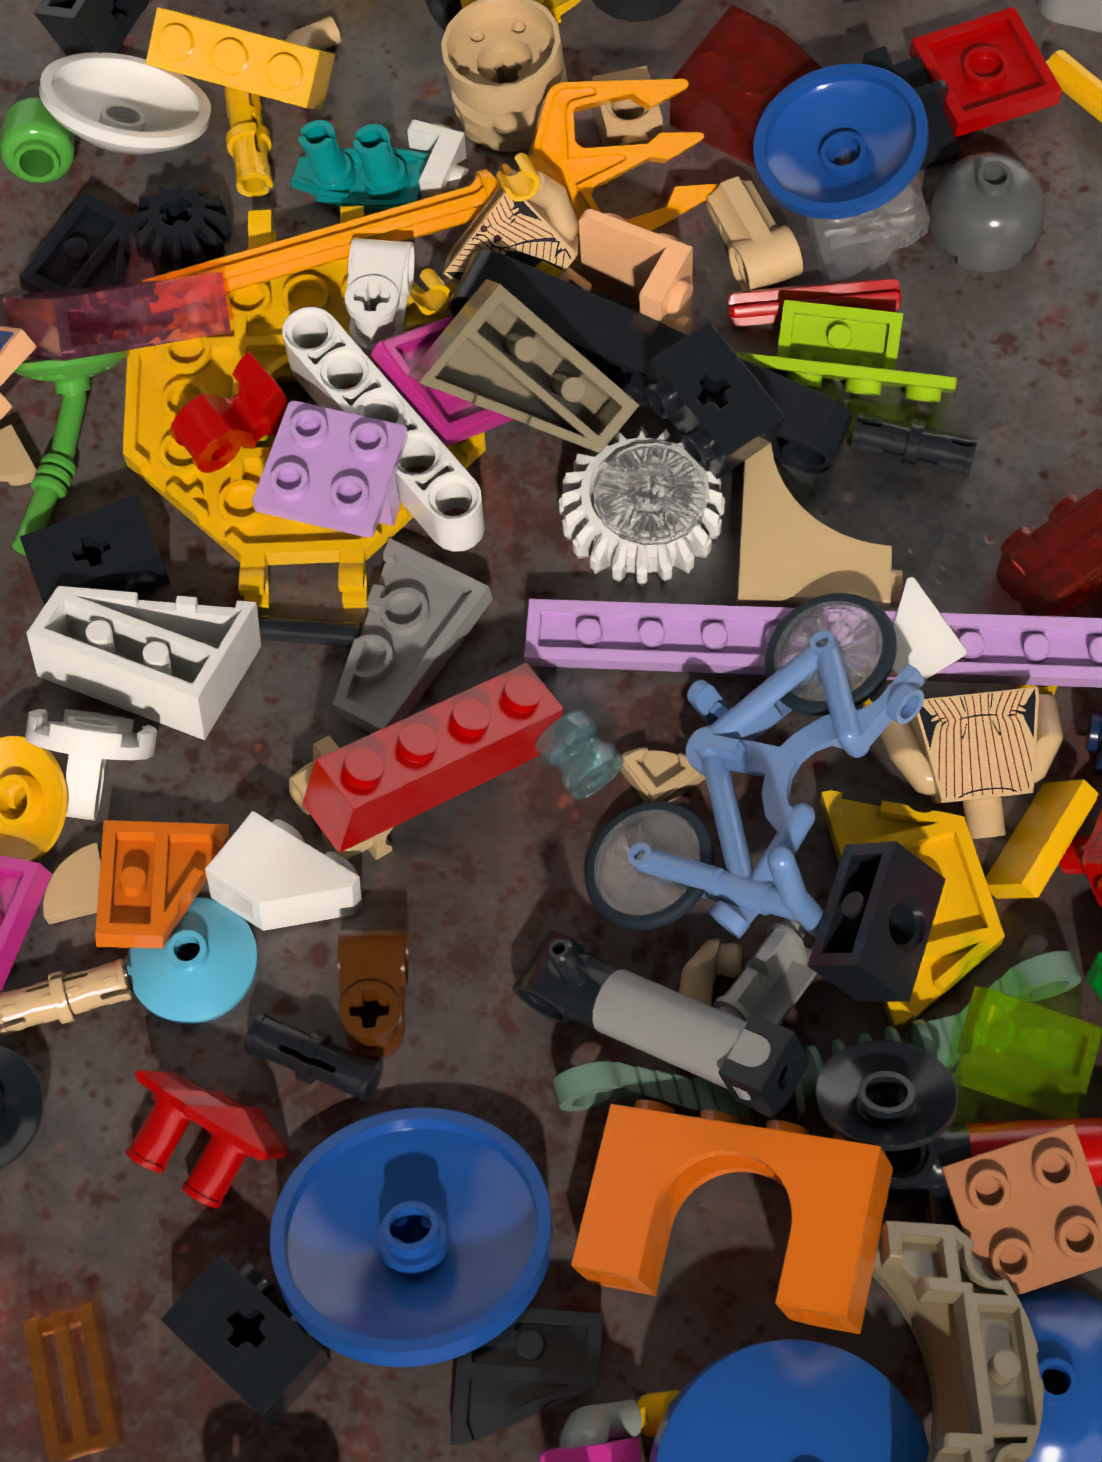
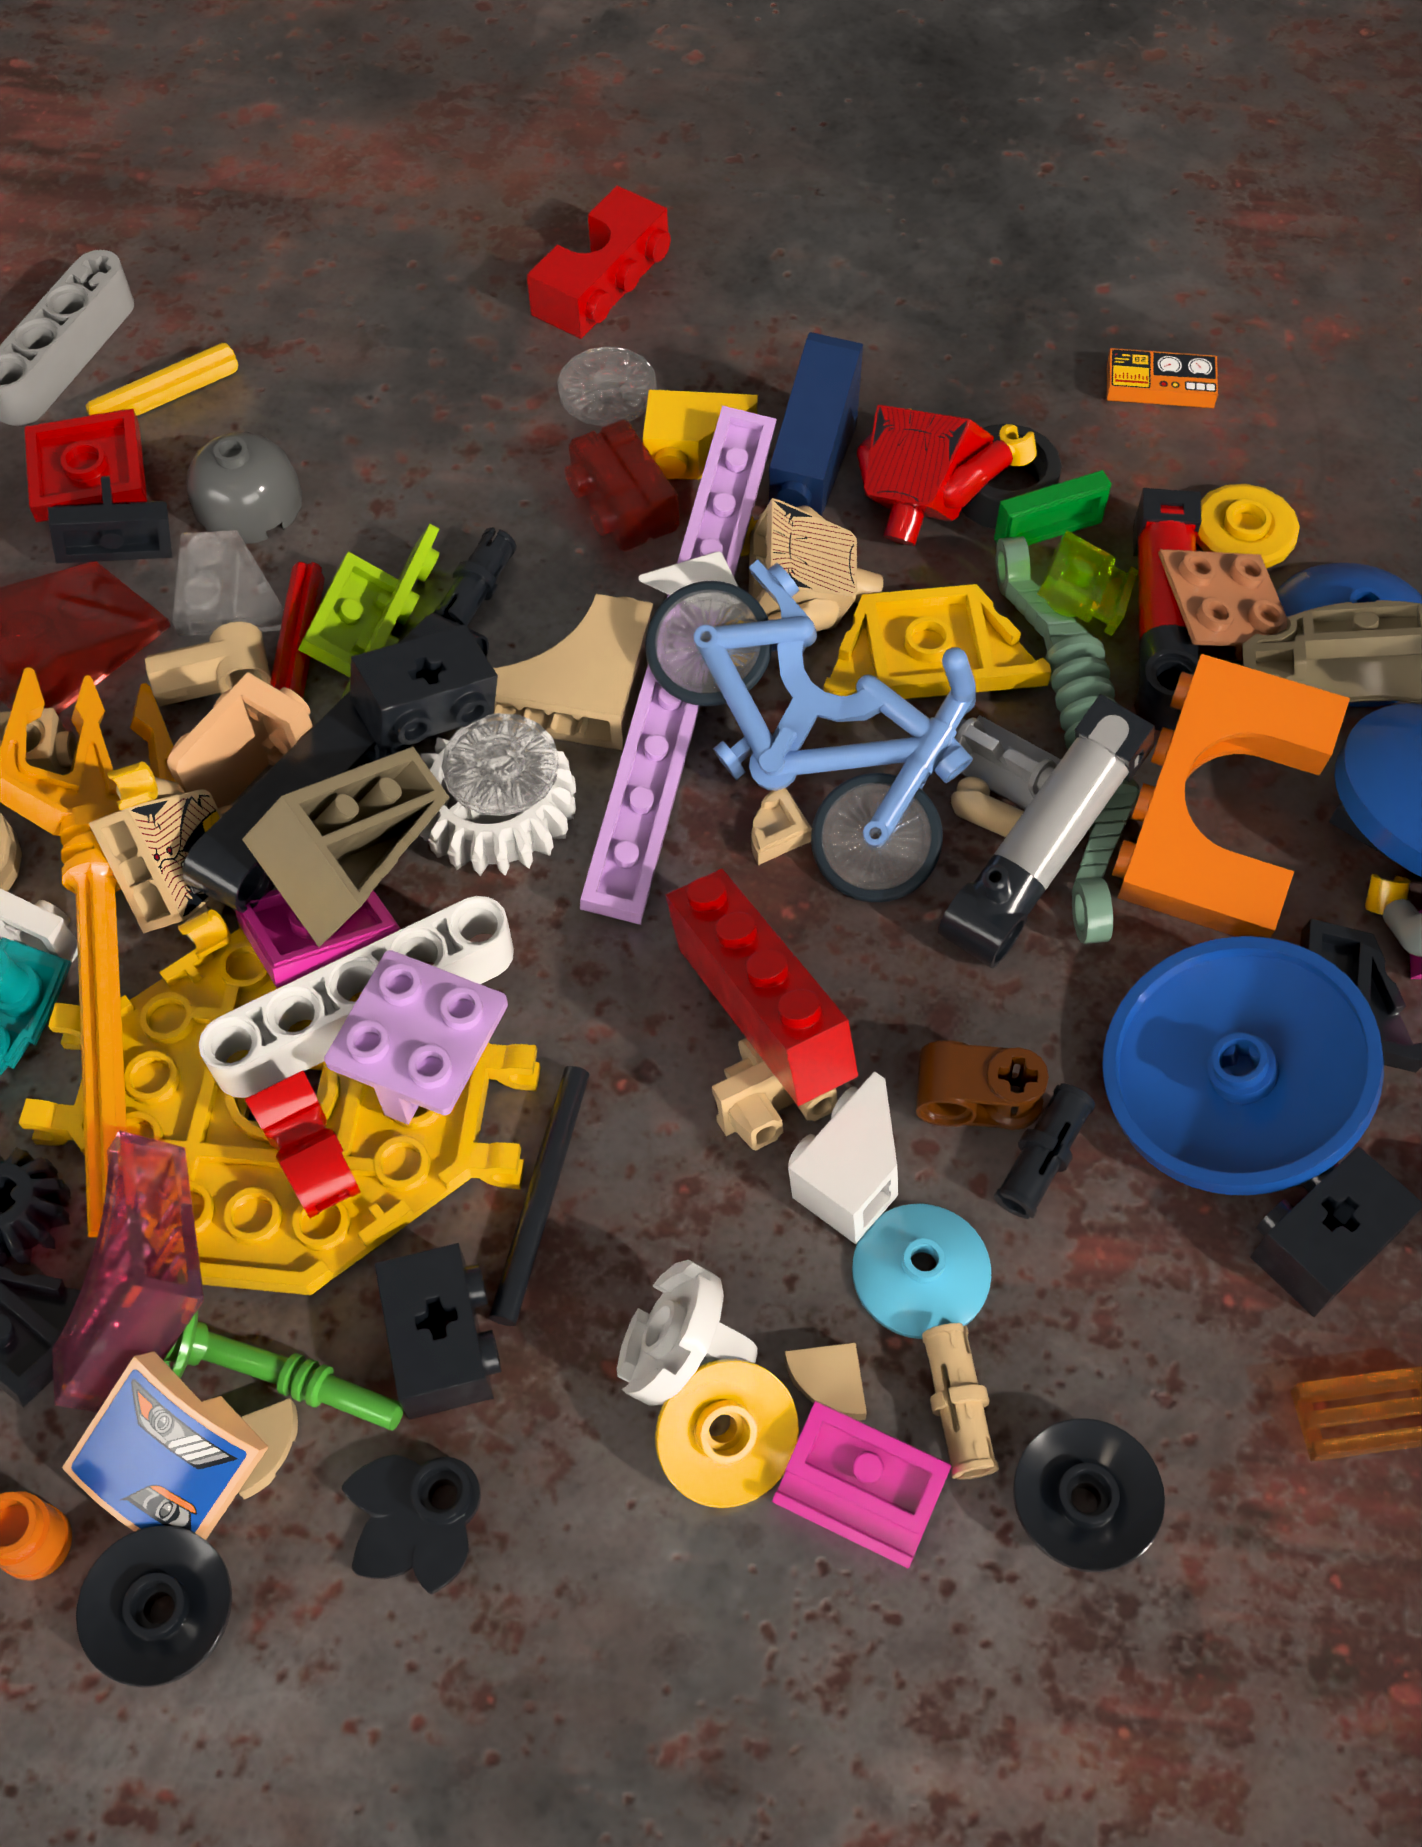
camera: 85 degrees left, 5 degrees down
(146, 656) = (576, 1272): white wedge -> none
(151, 878) = (839, 1294): orange wing -> none
(233, 1128) = (1115, 1228): red connector -> none
(378, 289) = (179, 984): white piece -> none
(408, 636) = (597, 1022): light grey wing -> none
(579, 754) = (762, 874): clear light blue wheel -> none
(837, 118) = (127, 537): blue dish -> none
(877, 922) = (998, 651): black brick -> none
(886, 1095) = (1140, 658): black dish -> none
(1041, 839) = (892, 547): yellow tile -> none

